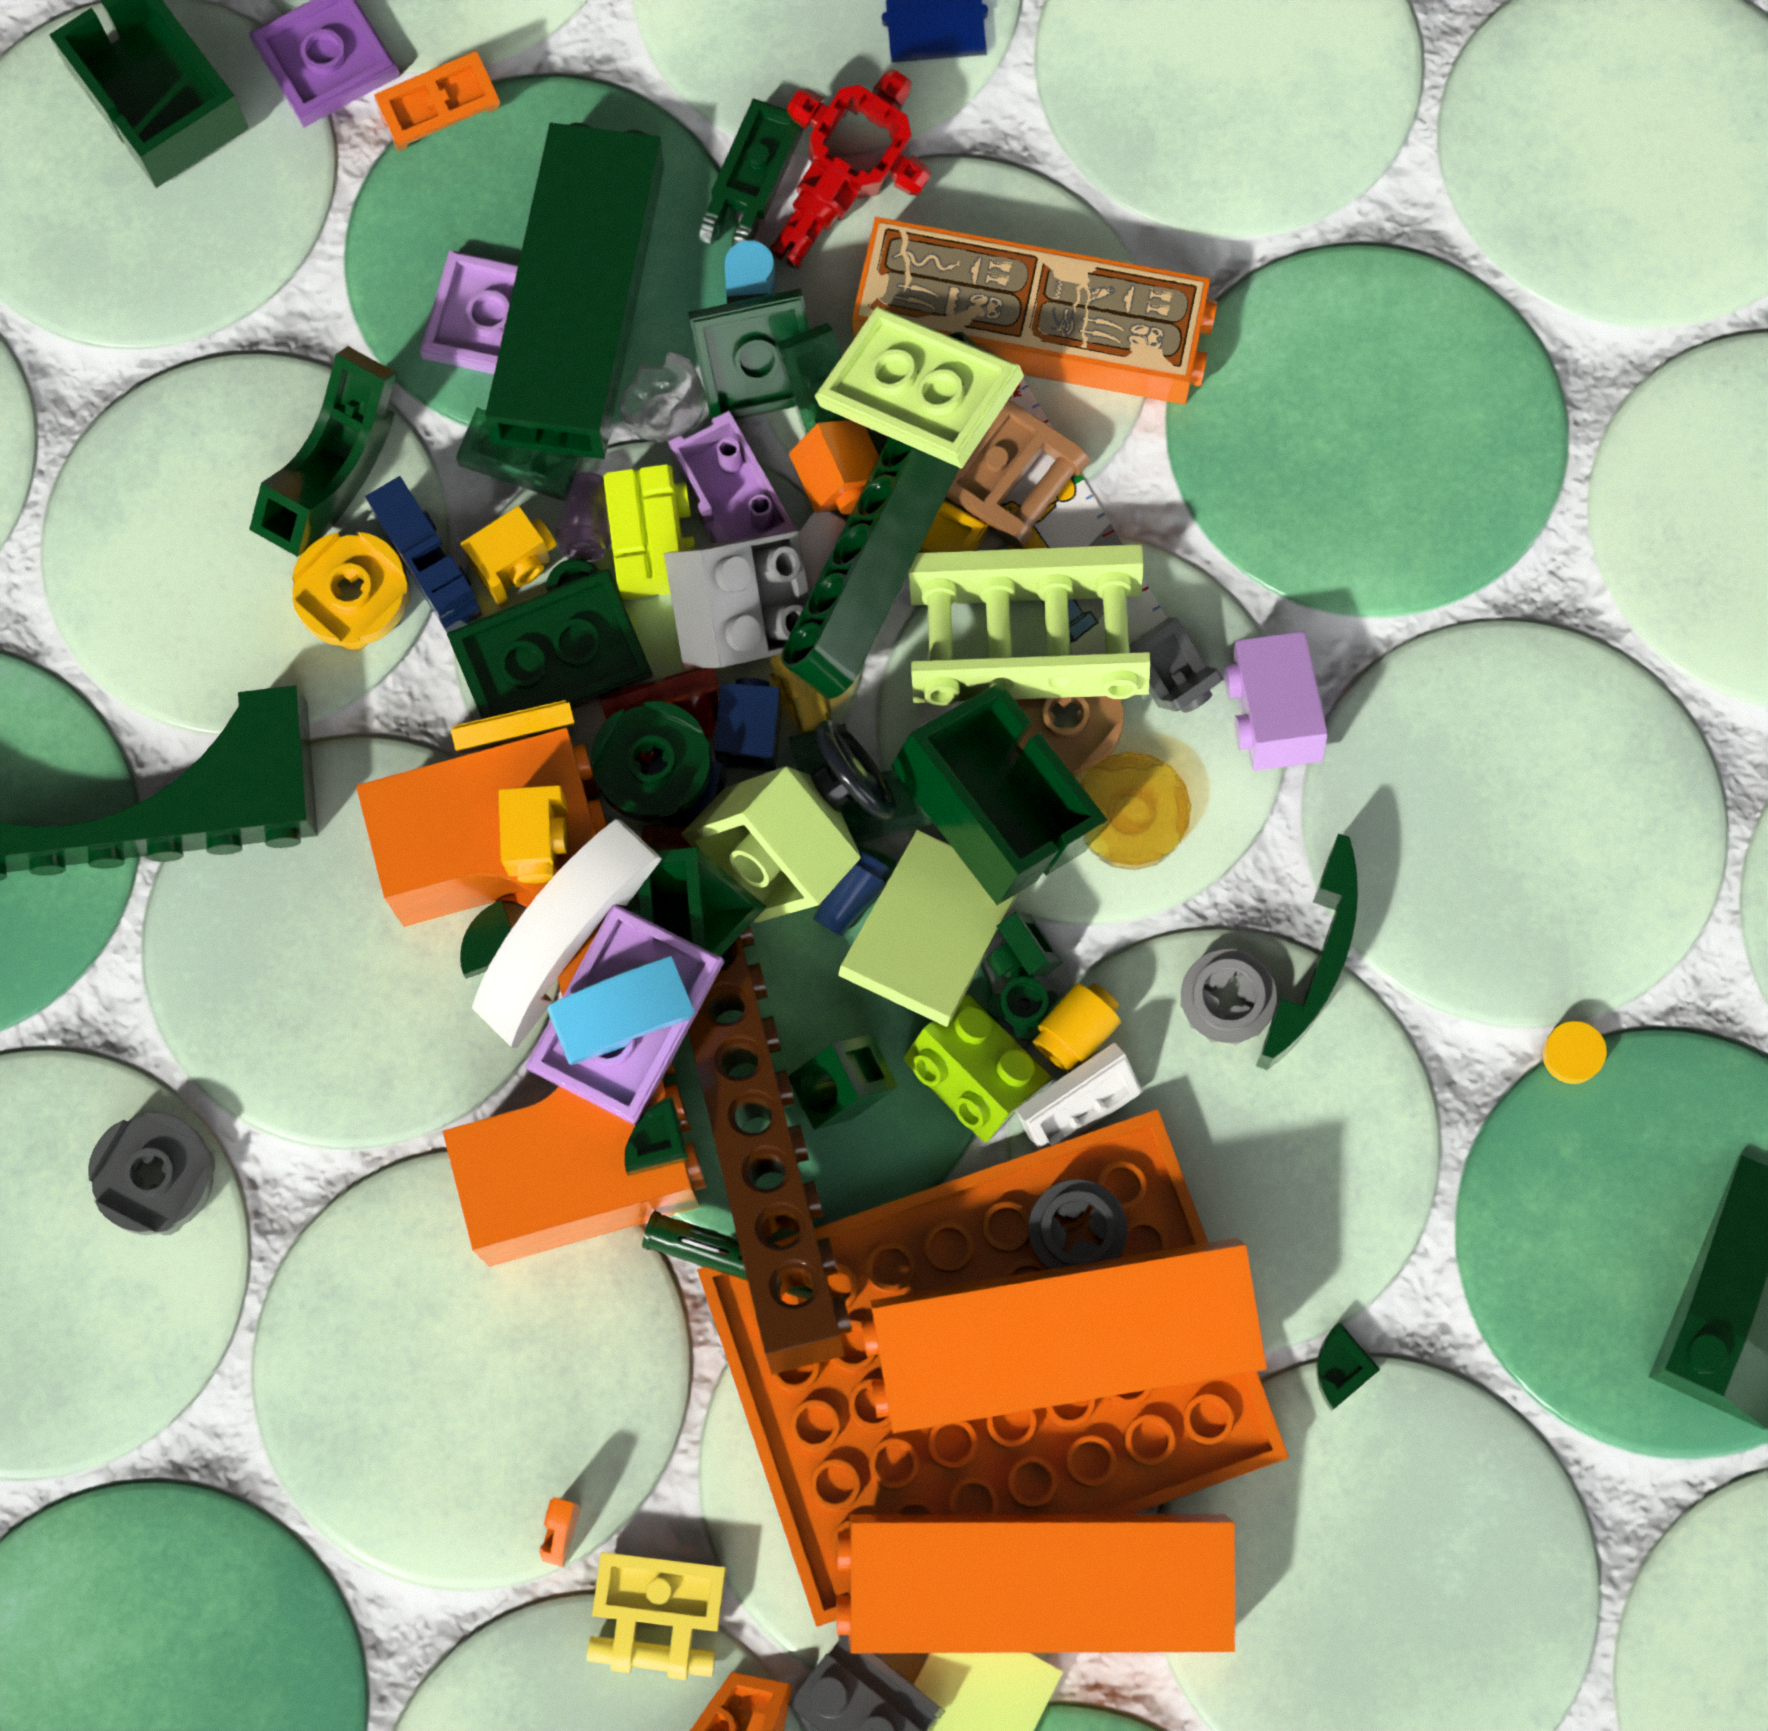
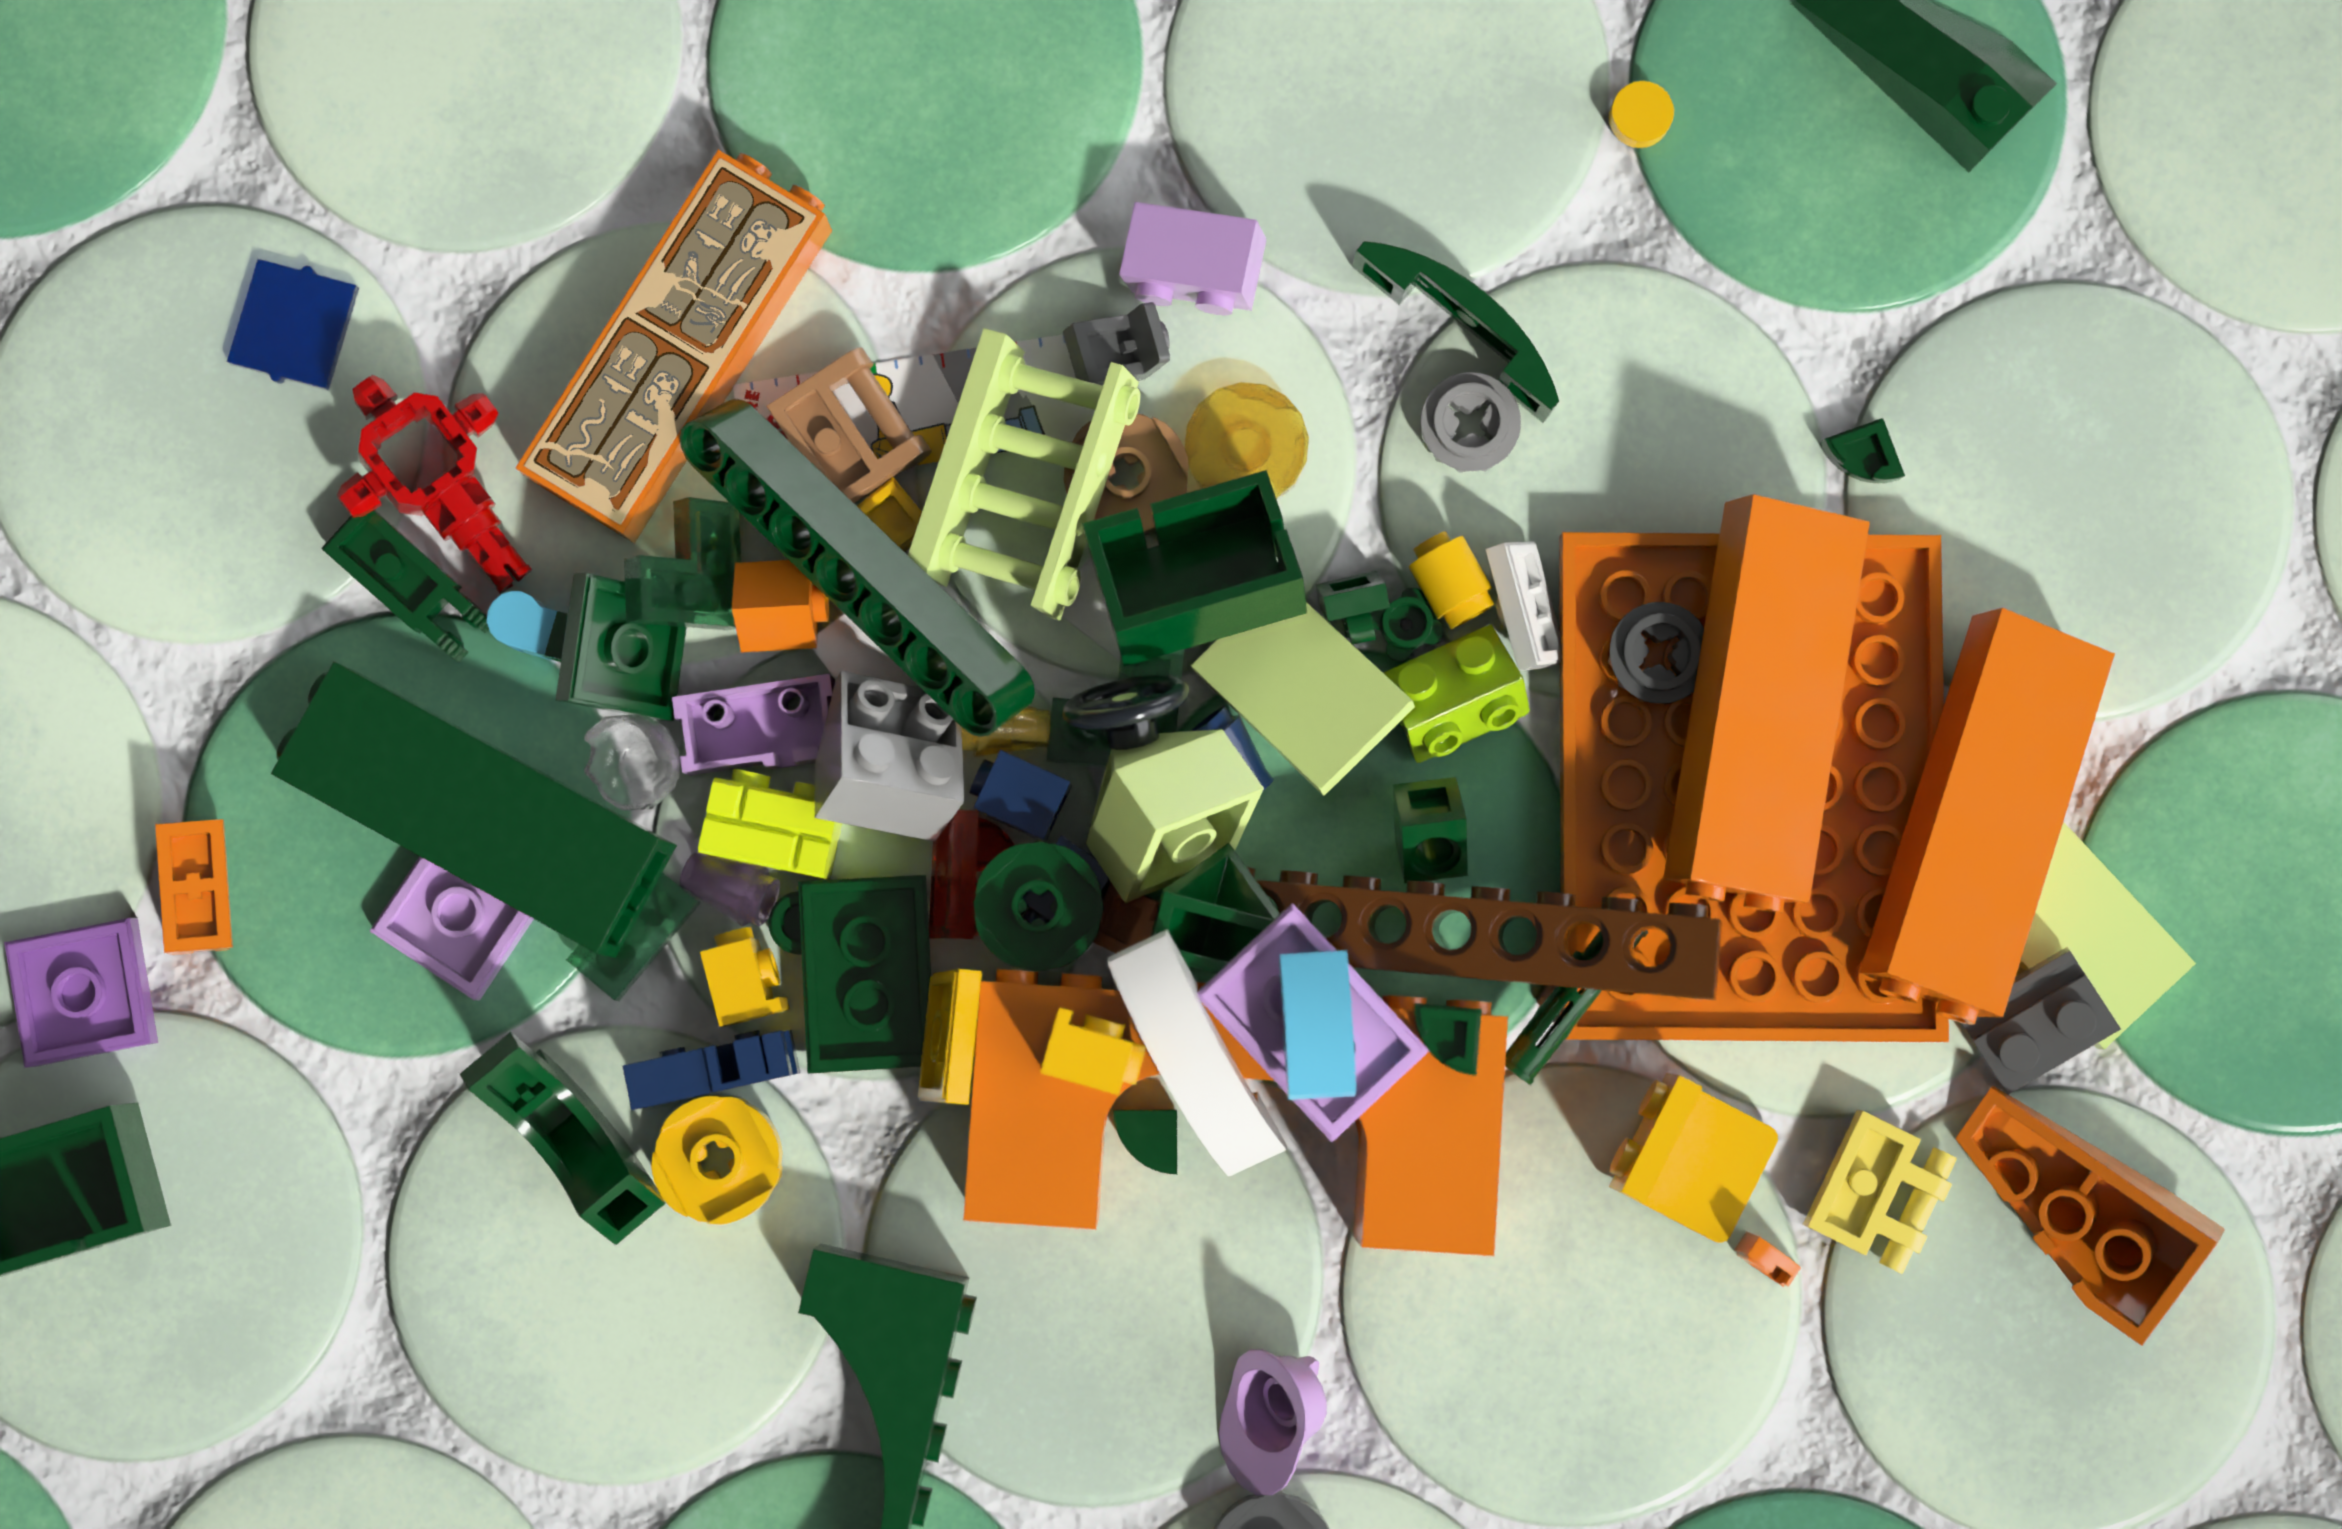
camera: 75 degrees left, 10 degrees up
(277, 1127) = (1269, 1417): none -> lavender piece
(629, 1424) = (1693, 1157): none -> yellow bracket
(919, 386) = (736, 488): yellowish green tile -> none

